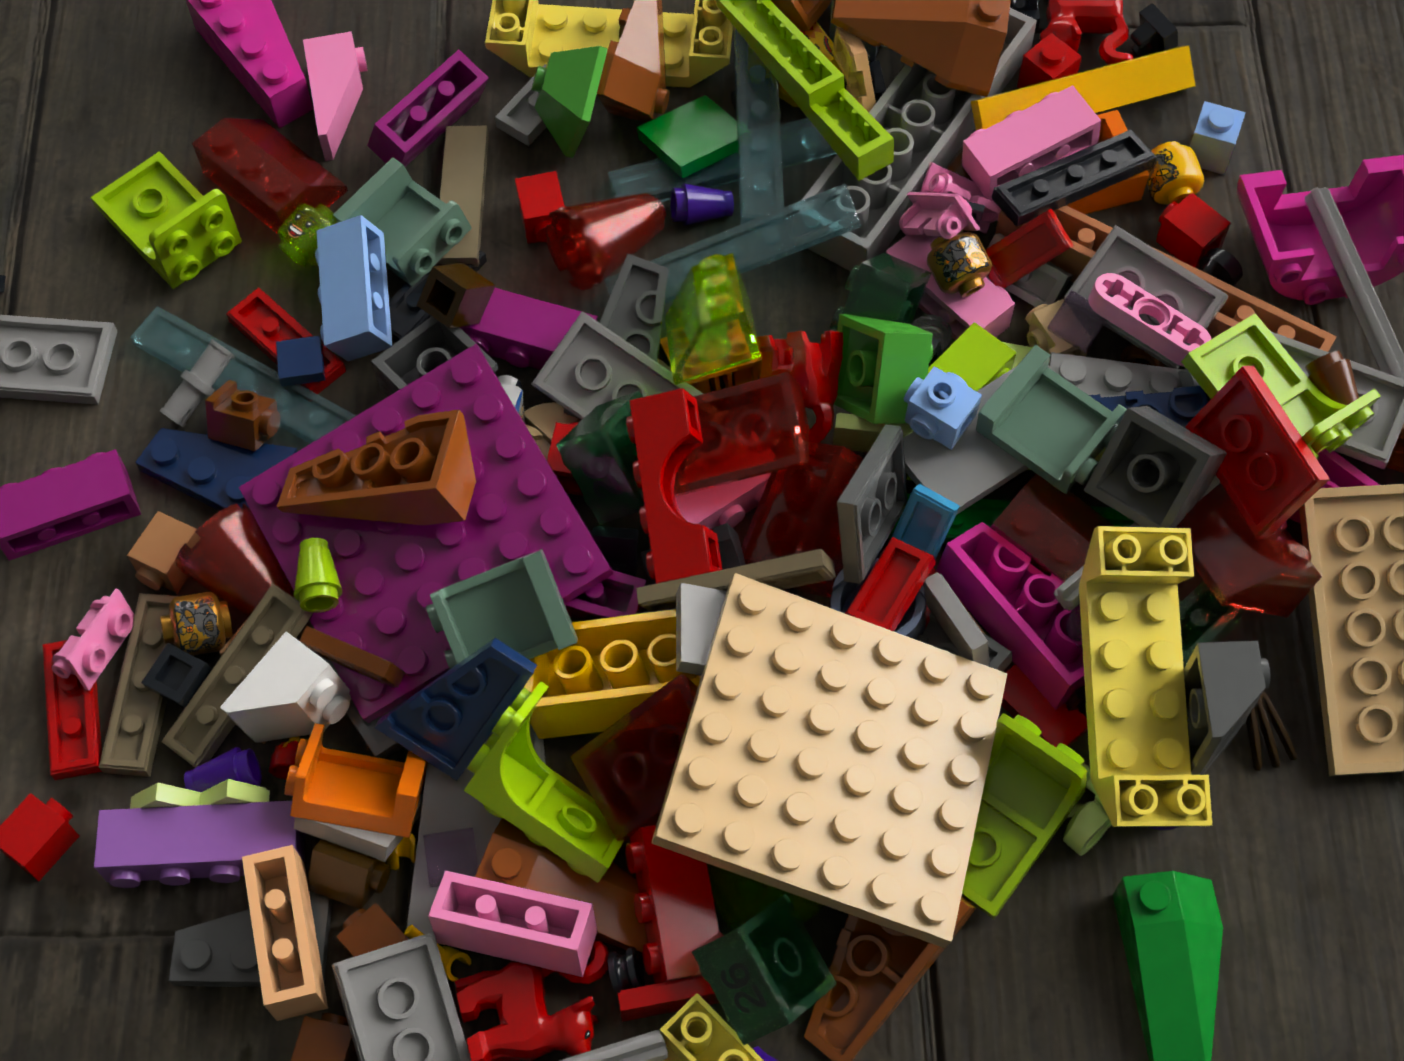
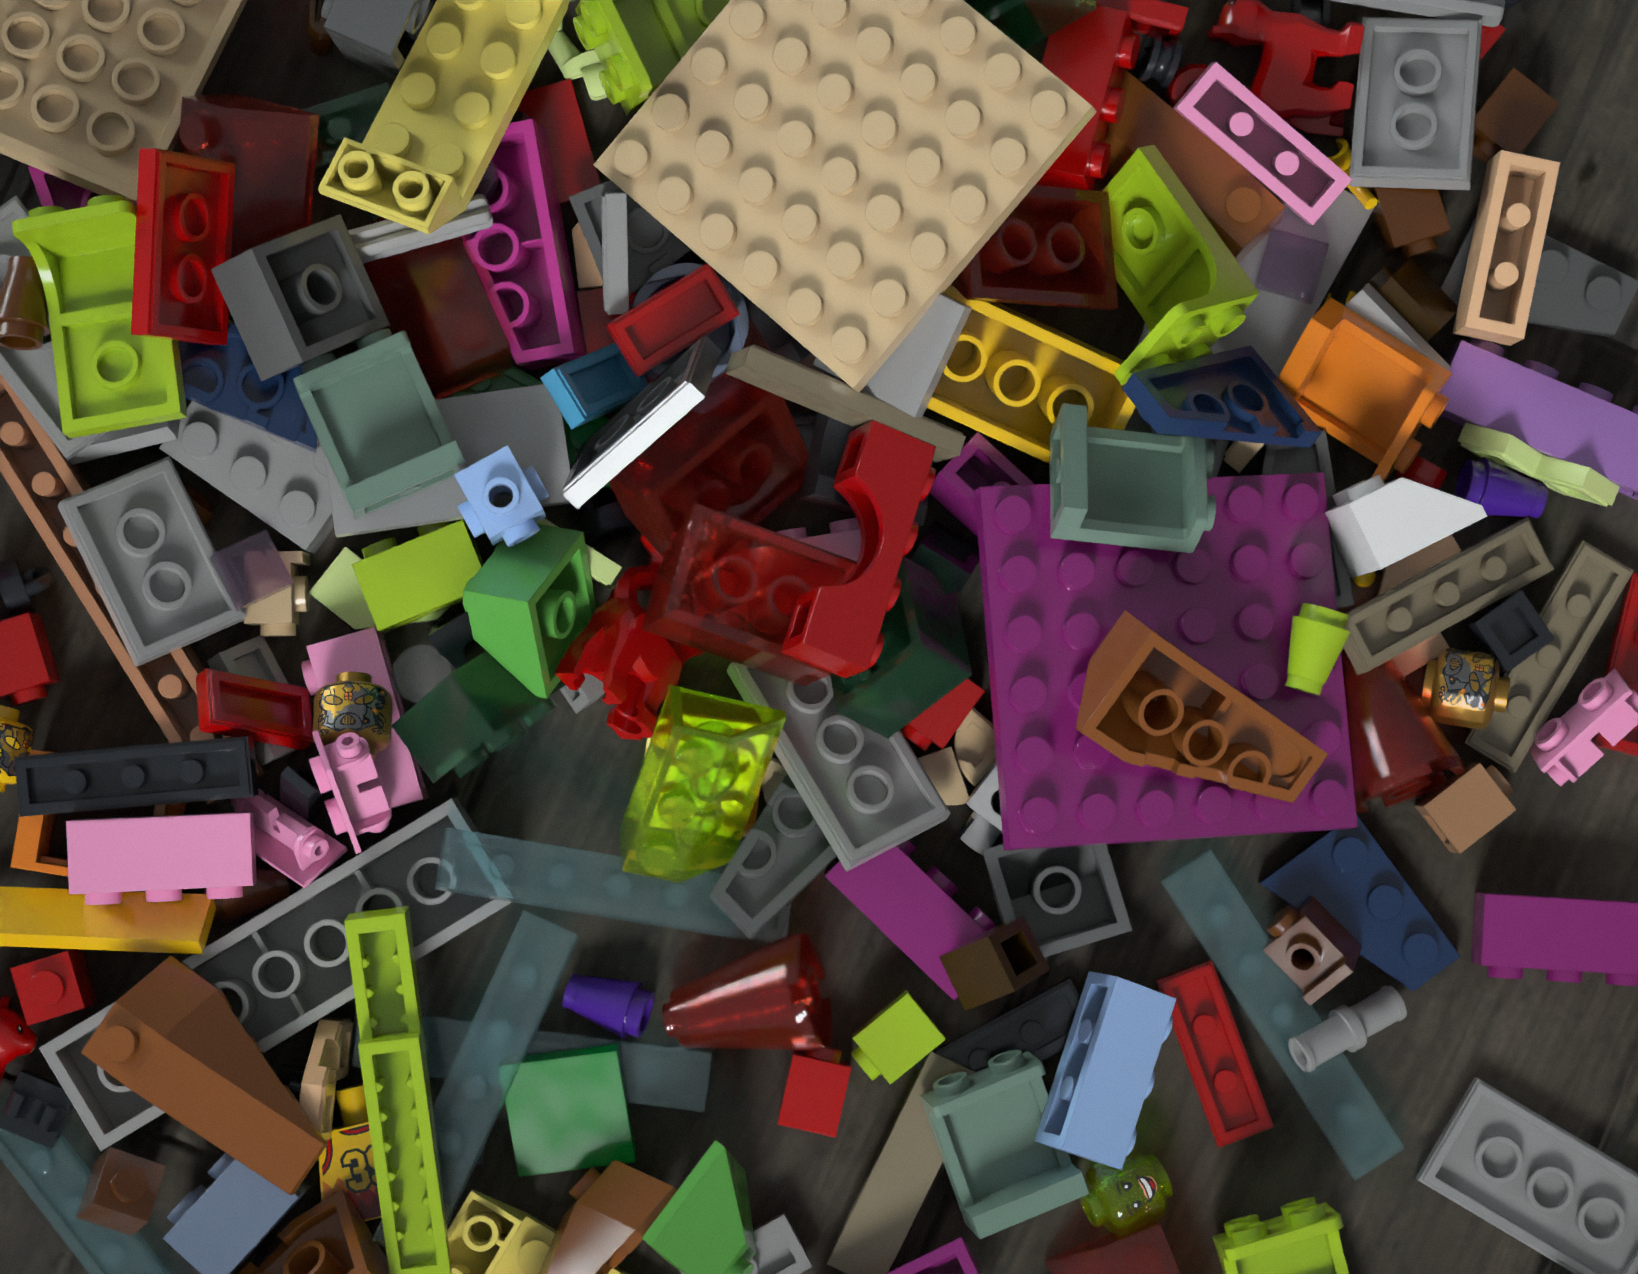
camera: 160 degrees left, 25 degrees up
(300, 361) = (1210, 999): dark blue tile -> none
(352, 657) = (1313, 527): reddish brown tile -> none
(504, 256) = (895, 1039): none -> lime brick
(1116, 311) = (171, 468): bright pink beam -> none

